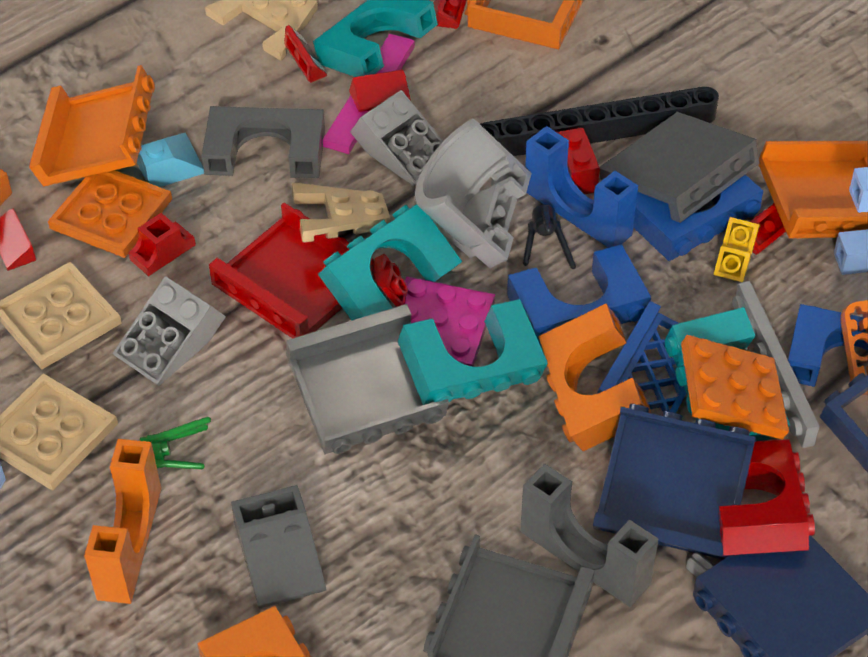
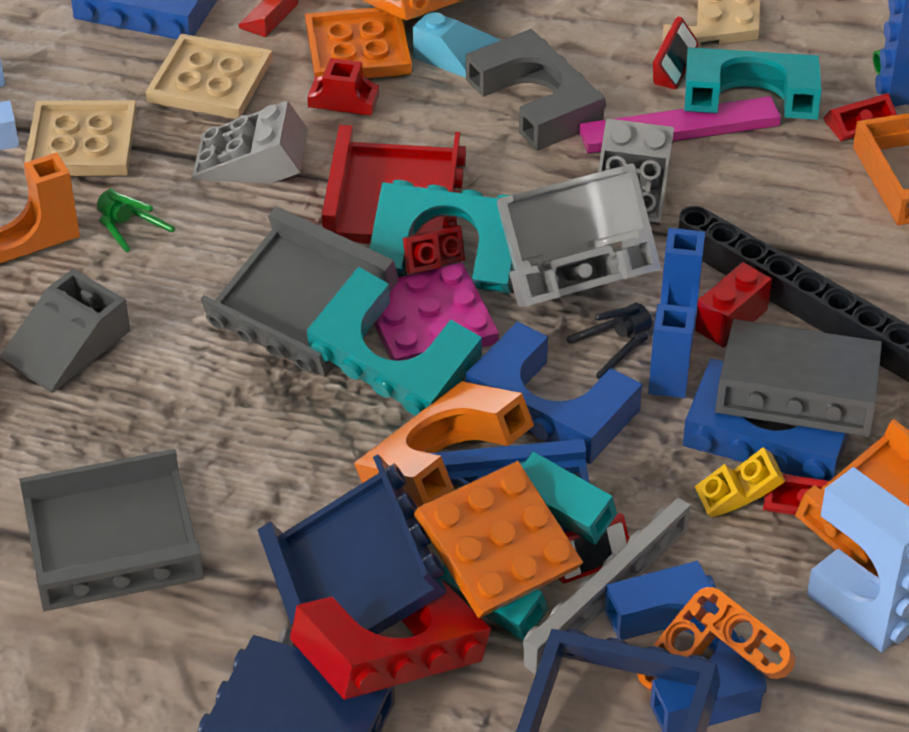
camera: 55 degrees right, 5 degrees down
(345, 209) = (504, 175): tan wing -> none
(374, 89) = (691, 127): red slope -> none
(547, 518) = (224, 546): dark grey arch -> none

